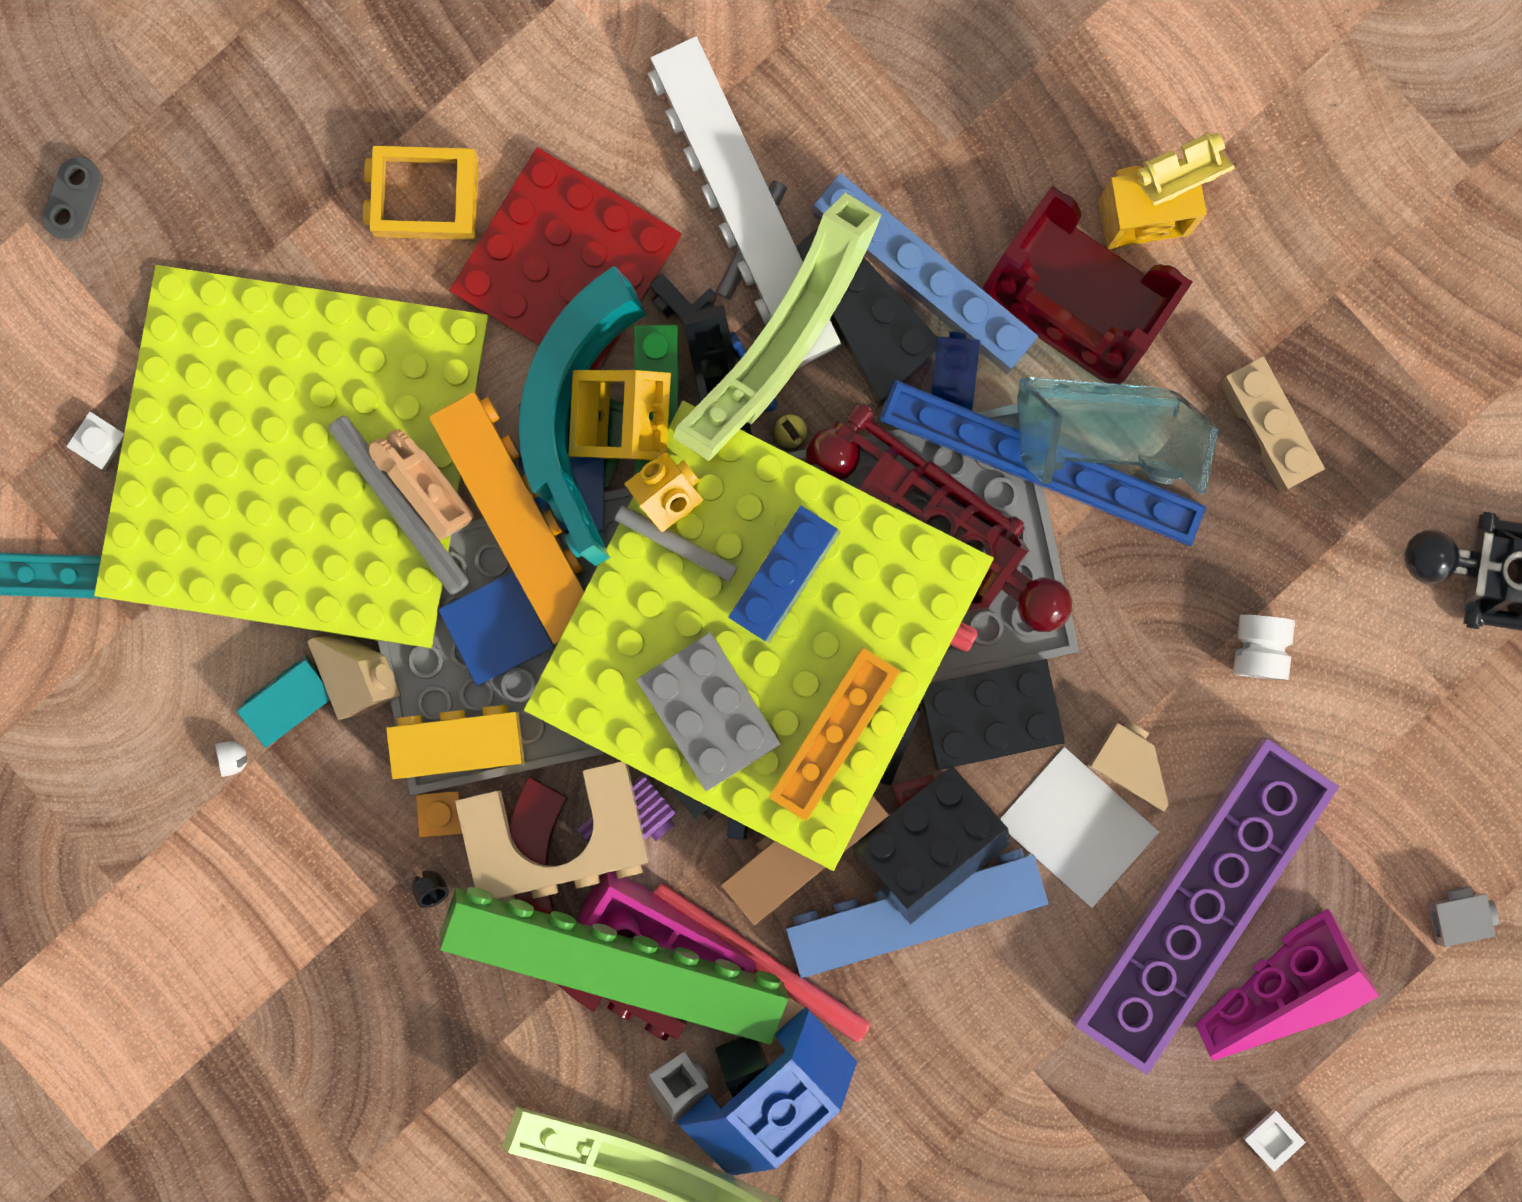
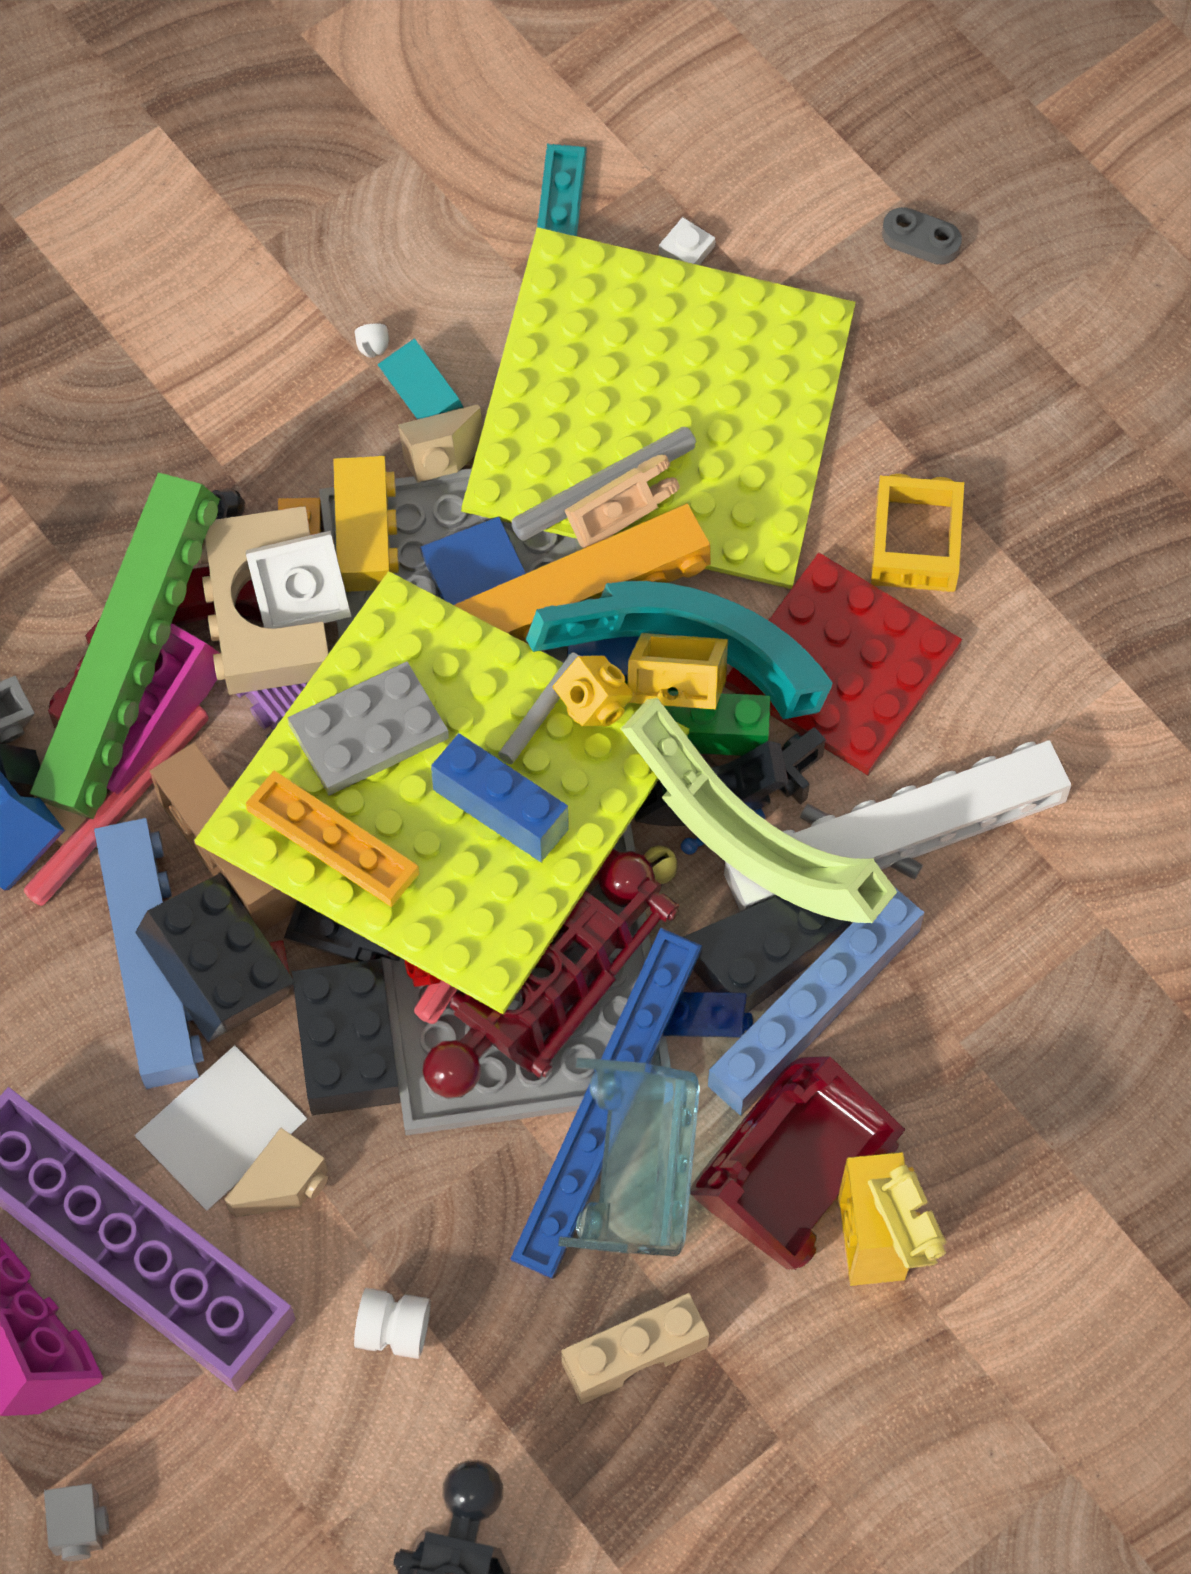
camera: 90 degrees right, 20 degrees down
(538, 800) = (298, 581): none -> white plate

